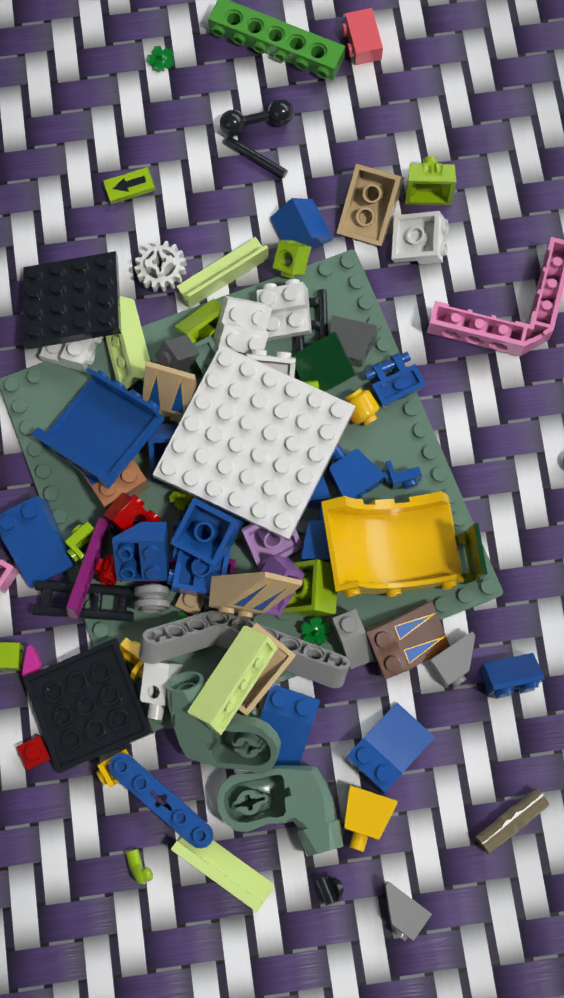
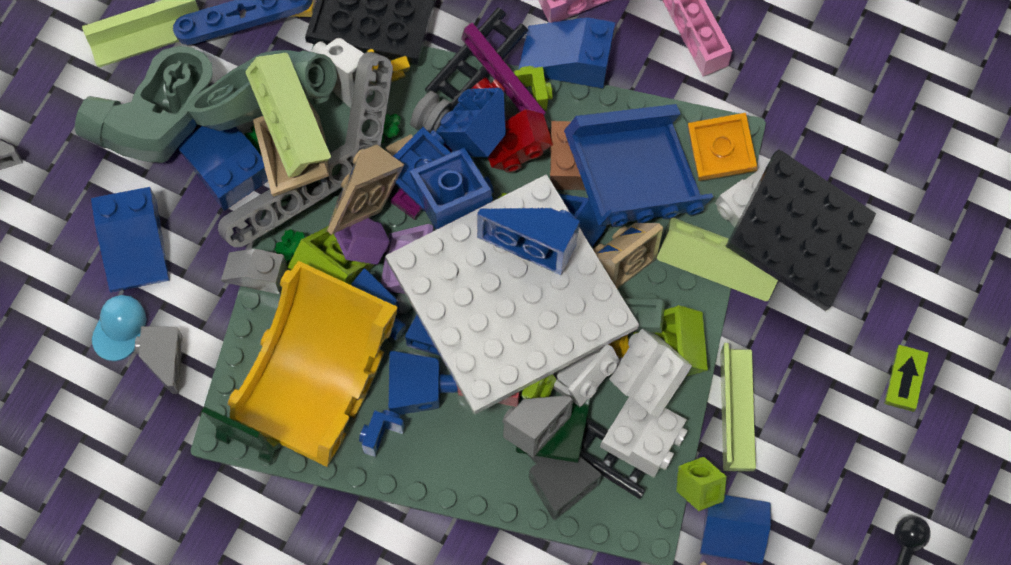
camera: 125 degrees right, 5 degrees down
(42, 389) = (722, 146): none -> light orange plate
(149, 264) = (794, 352): white gear -> none
(177, 353) = (660, 279): dark grey slope -> none
(207, 425) = (533, 234): none -> blue slope
(255, 156) = (854, 536): black bar -> none
(331, 371) = (536, 421): none -> light grey slope
(331, 889) = (52, 104): black plate -> none
(365, 407) = (481, 441): yellow head -> none
(366, 816) = (88, 176): yellow torso -> none
(397, 386) = (478, 495): blue plate -> none
(406, 640) = (215, 320): reddish brown slope -> none
(455, 709) = (118, 327): none -> medium azure cap
(512, 674) = (102, 394): blue slope -> none

